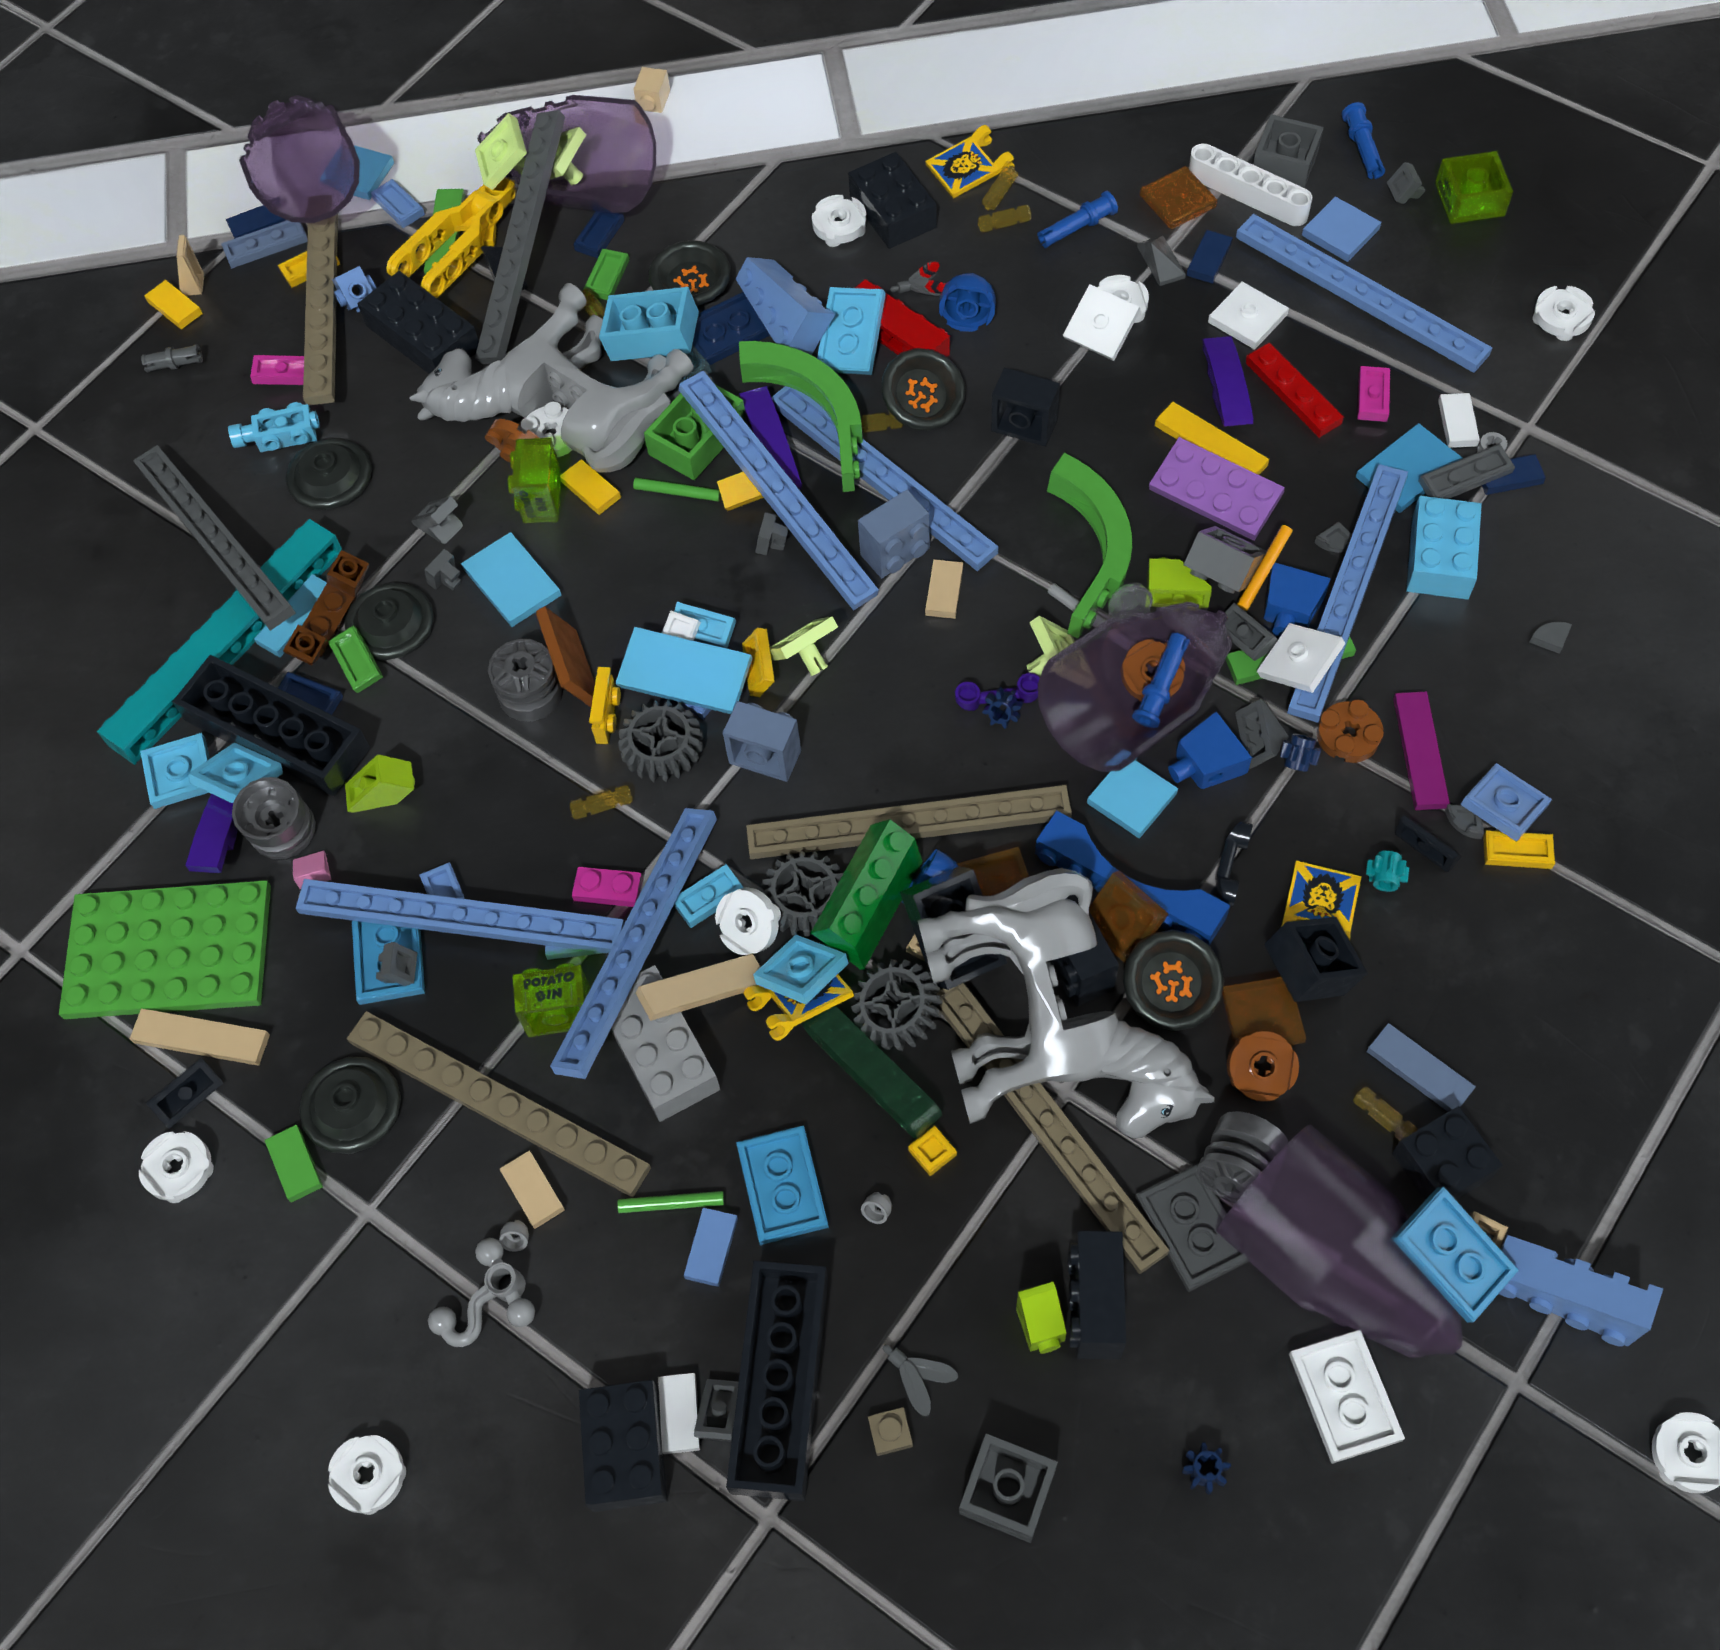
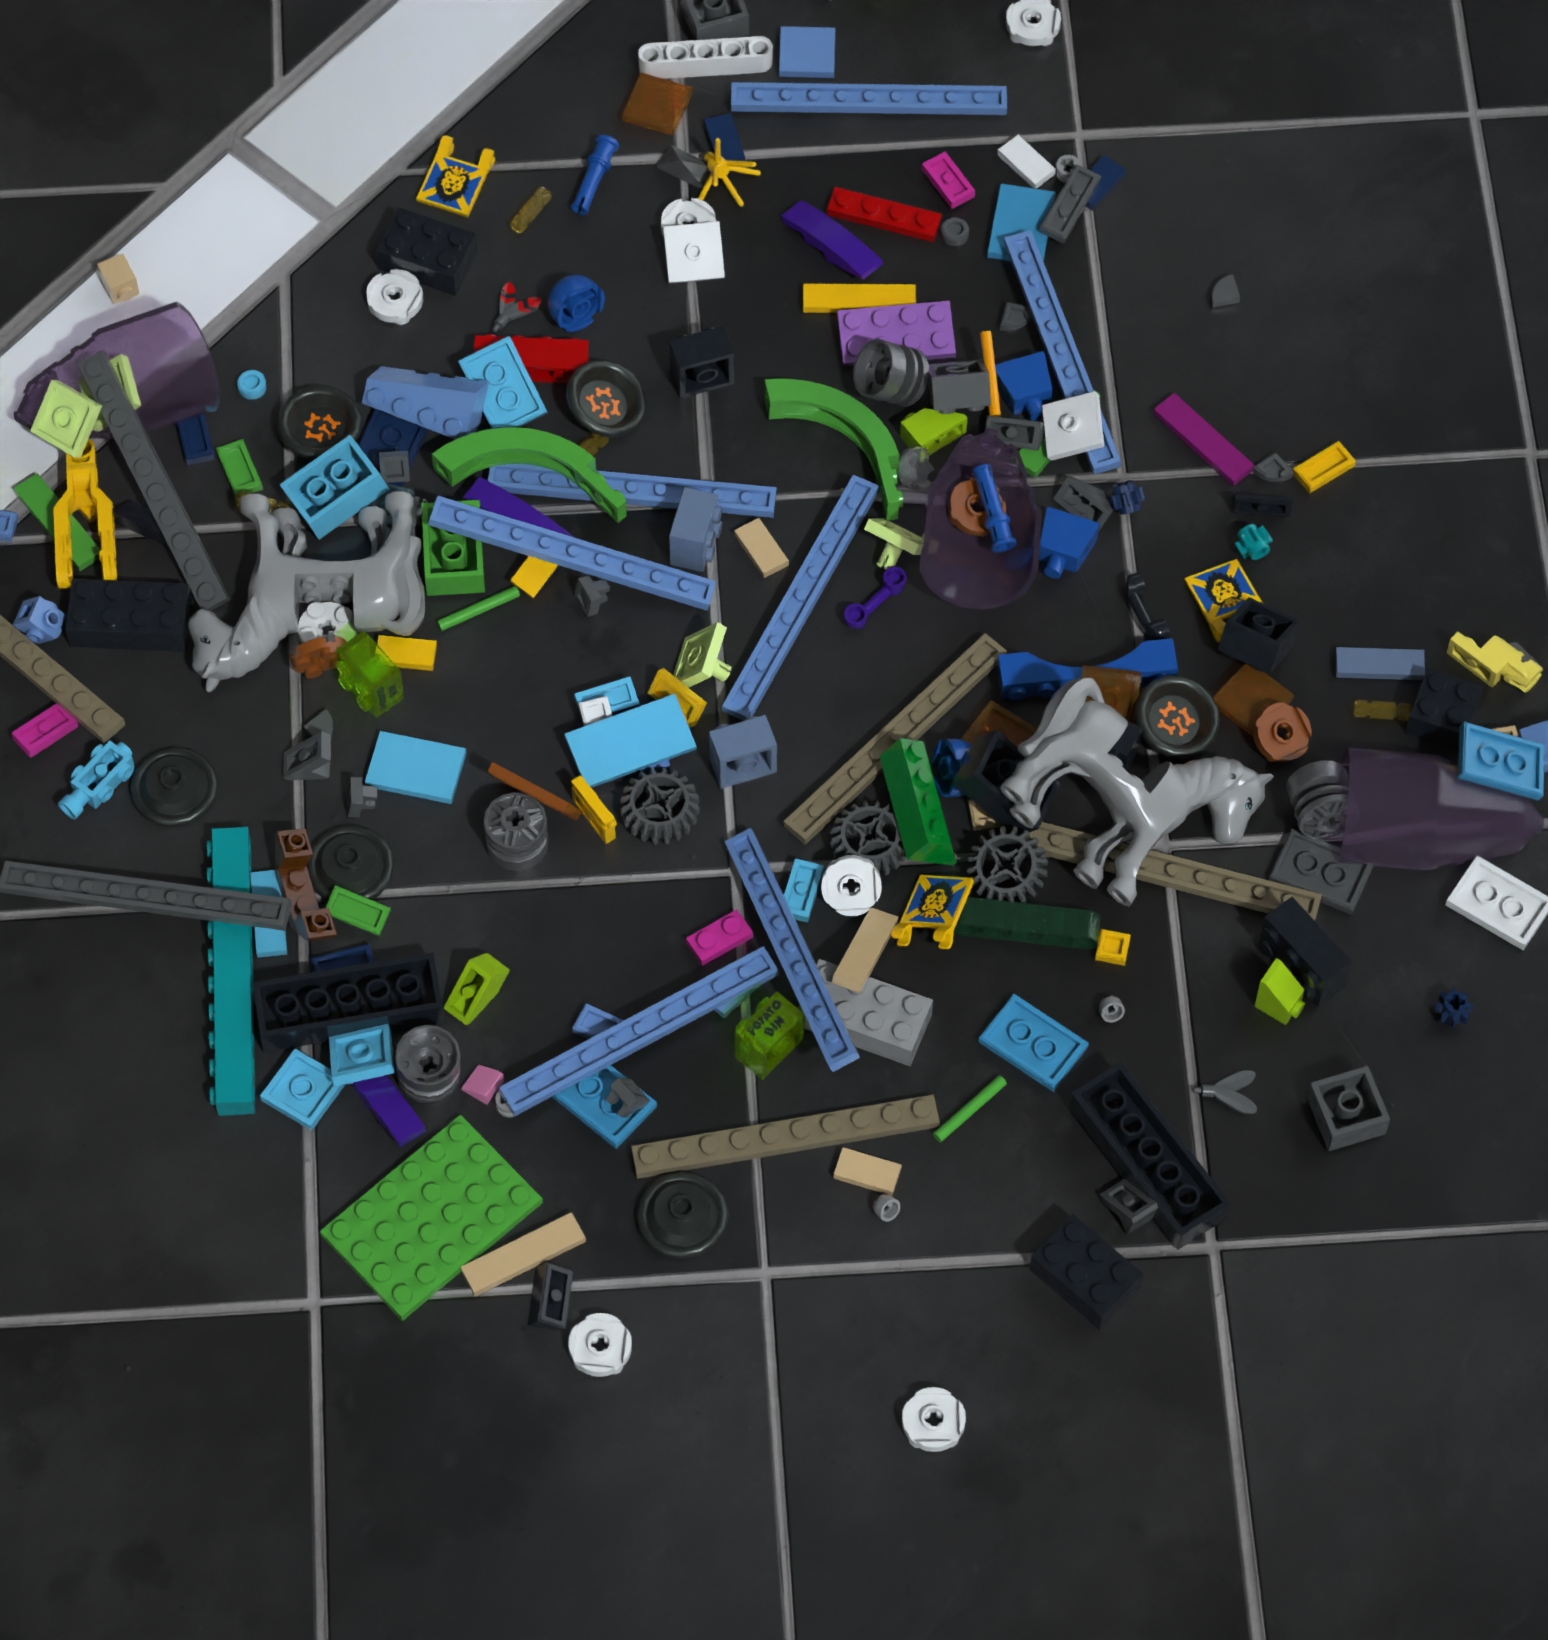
camera: 45 degrees left, 0 degrees up
(293, 1163) = (682, 1281): bright green tile -> none
(472, 501) = (322, 722): none -> dark grey tile
(519, 1312) = (938, 1247): light grey piece -> none
(600, 802) = (655, 882): clear yellow axle -> none
(675, 220) = (251, 384): none -> medium azure tile
(678, 1413) = (1103, 1225): white tile -> none
(710, 338) = (394, 466): none -> dark grey tile
(710, 1247) = (1024, 1115): medium blue tile -> none
(800, 969) = (919, 890): medium azure plate -> none
(890, 1431) = (1243, 1137): dark tan plate -> none
(933, 649) = (800, 598): none -> medium blue plate
(996, 714) = (886, 610): dark blue gear -> none
(999, 188) = (502, 184): clear yellow axle -> none
(1132, 797) = (1037, 612): medium azure tile -> none
(1174, 511) = (891, 372): none -> flat silver wheel
(1182, 272) = (720, 169): none -> yellow plant
(1248, 315) = (797, 173): white plate -> none
(1344, 439) = (955, 231): none -> dark grey tile
(1355, 715) = (1148, 444): dark orange plate -> none
(1444, 547) = (1100, 273): medium azure brick -> none
(1506, 802) = (1291, 438): medium blue tile -> none
(1543, 1149) = (1496, 661): none -> light yellow plate

